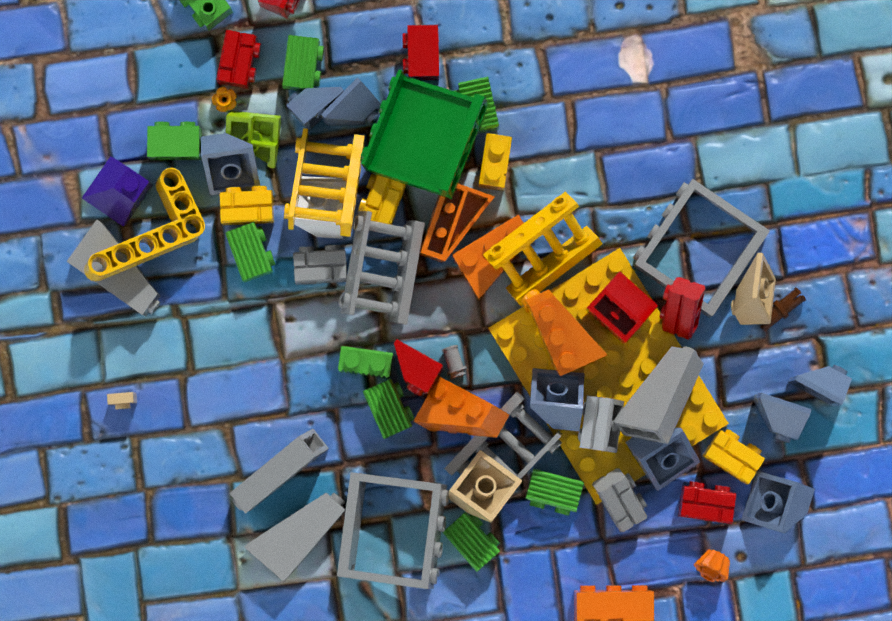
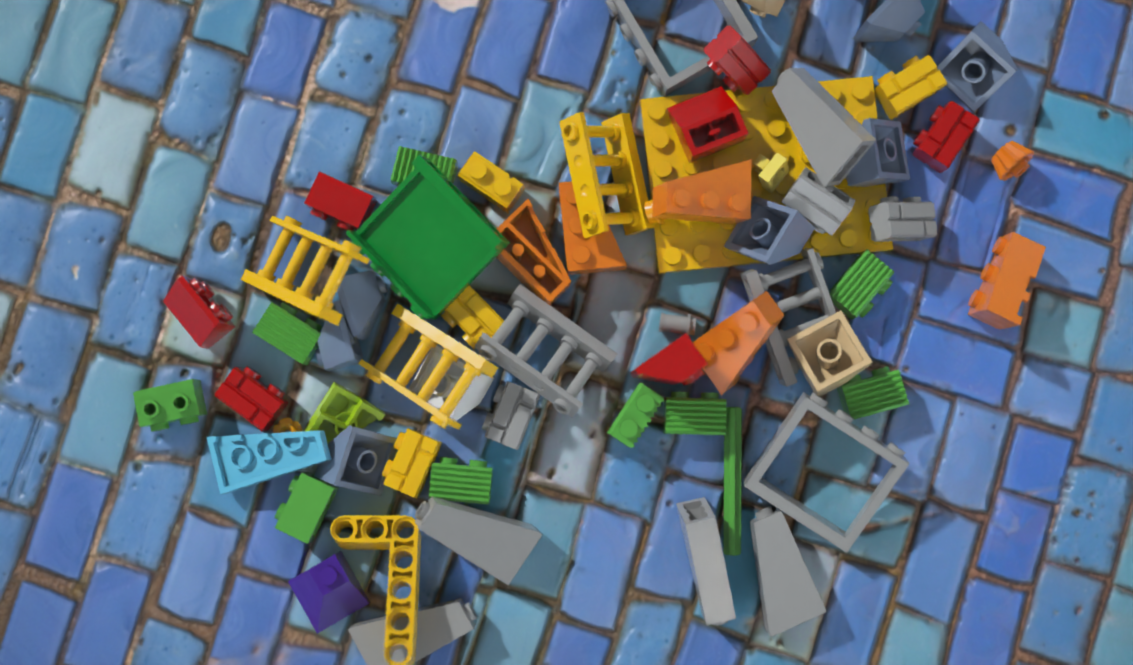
camera: 70 degrees left, 0 degrees up
(196, 90) = (257, 458): none -> medium azure wing
(214, 289) = (479, 536): none -> light grey slope
(334, 42) = (303, 295): none -> yellow fence
(351, 463) = (732, 482): none -> bright green axle
(608, 377) = (772, 171): none -> light yellow tile

